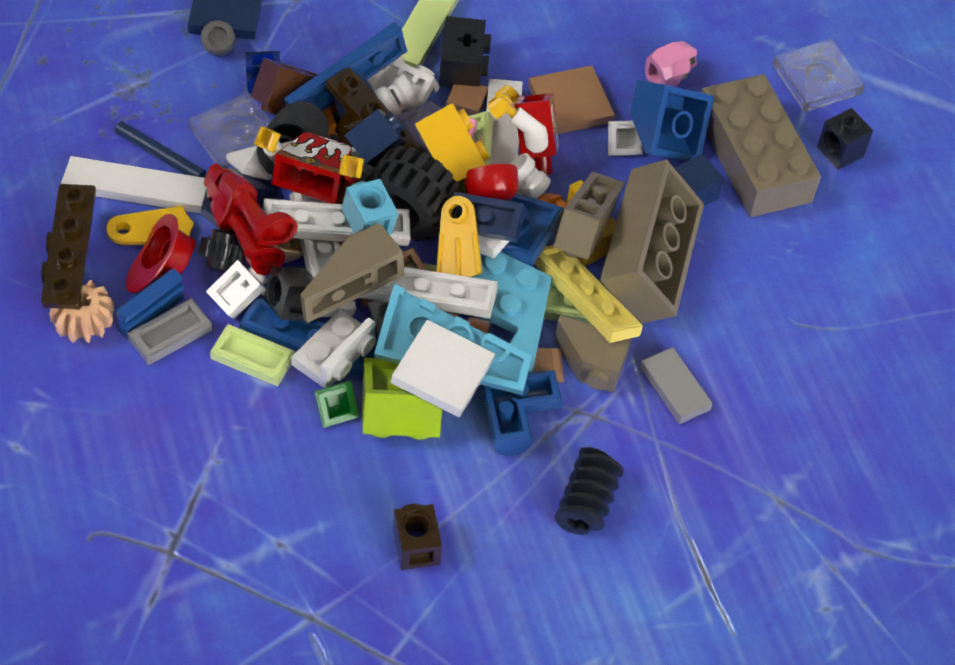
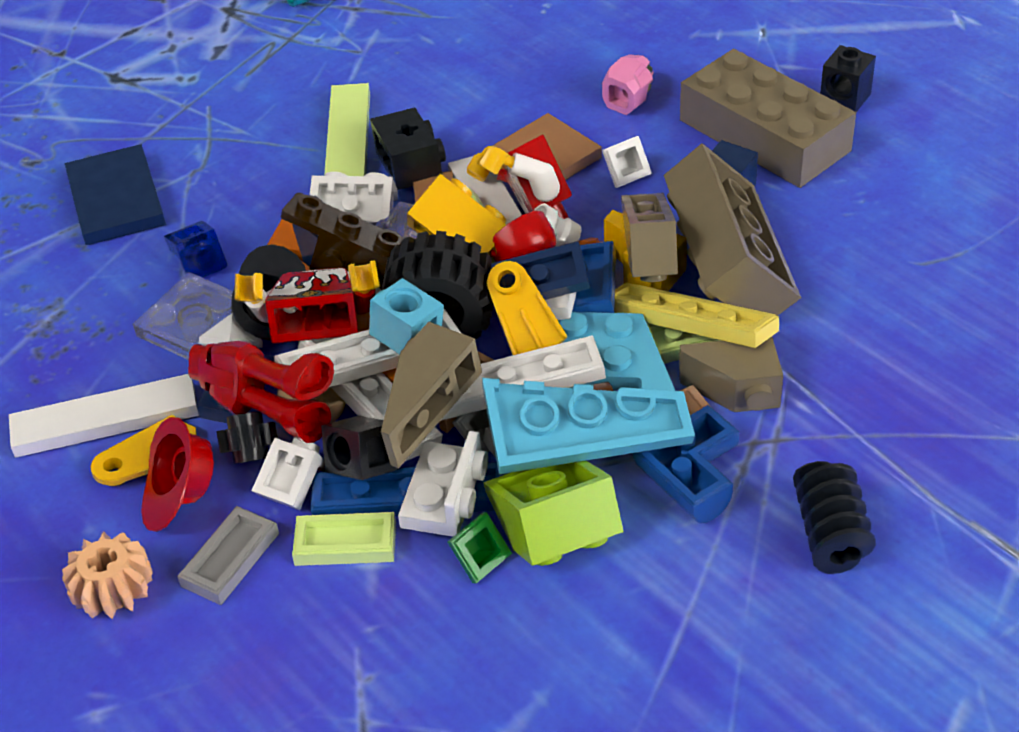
camera: 15 degrees left, 10 degrees down
(68, 247) = (56, 508): dark brown bracket -> none
(151, 302) = (189, 529): blue tile -> none
(158, 150) = (111, 369): dark blue bar -> none
(218, 38) = (124, 234): flat silver tile -> none
(276, 82) = (225, 243): reddish brown slope -> none
(365, 59) = (313, 177): blue tile -> none
(376, 136) = (369, 239): dark blue brick -> none
(404, 93) = (367, 203): white wheel -> none
(412, 550) = (669, 672): dark brown brick -> none
(442, 368) = (594, 444): white tile -> none
(671, 119) = (665, 116): blue slope -> none
(676, 385) = (843, 370): light grey tile -> none
(818, 75) = (778, 40): clear plate -> none

